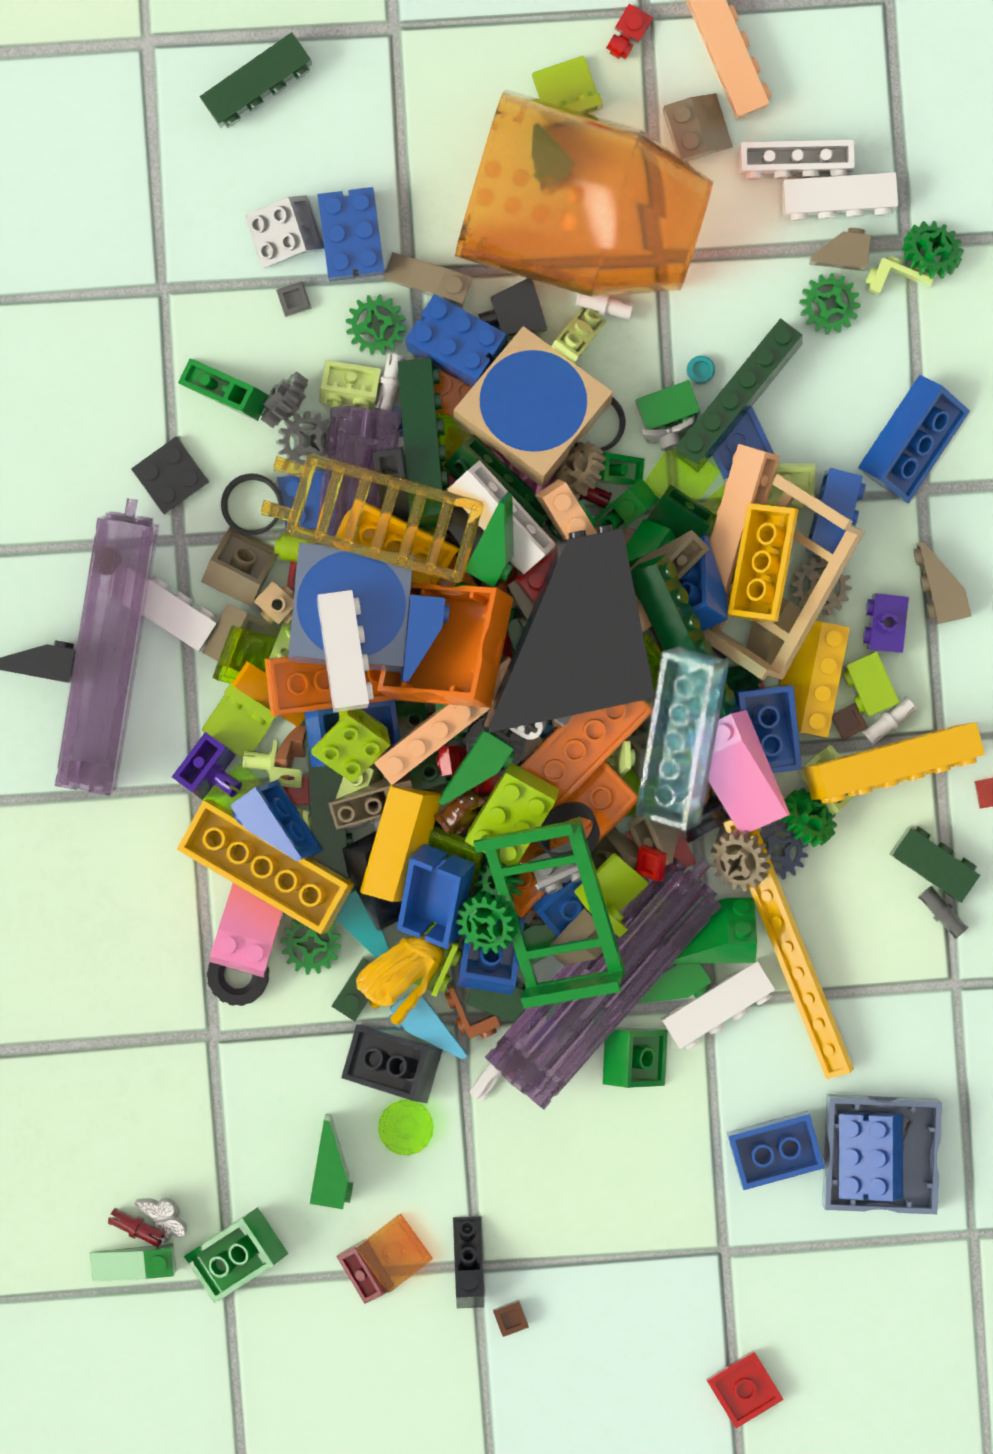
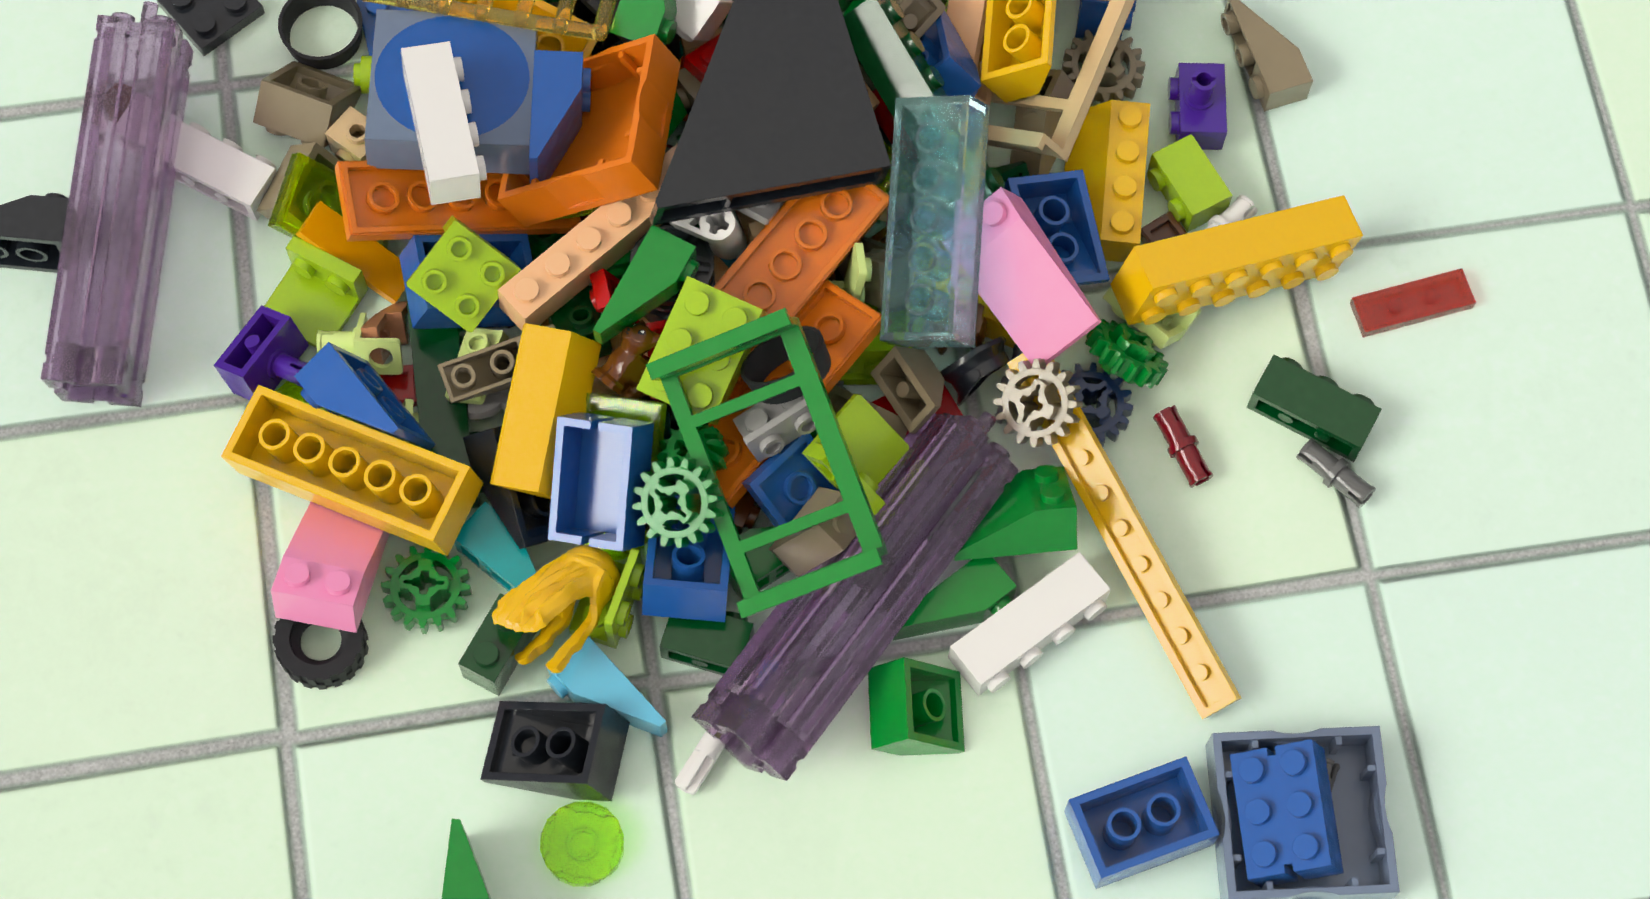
camera: 10 degrees left, 20 degrees down
(483, 1027) = (687, 684): dark orange bracket -> none
(651, 862) = (910, 411): red tile -> none
(839, 883) = (1183, 446): none -> dark red pin

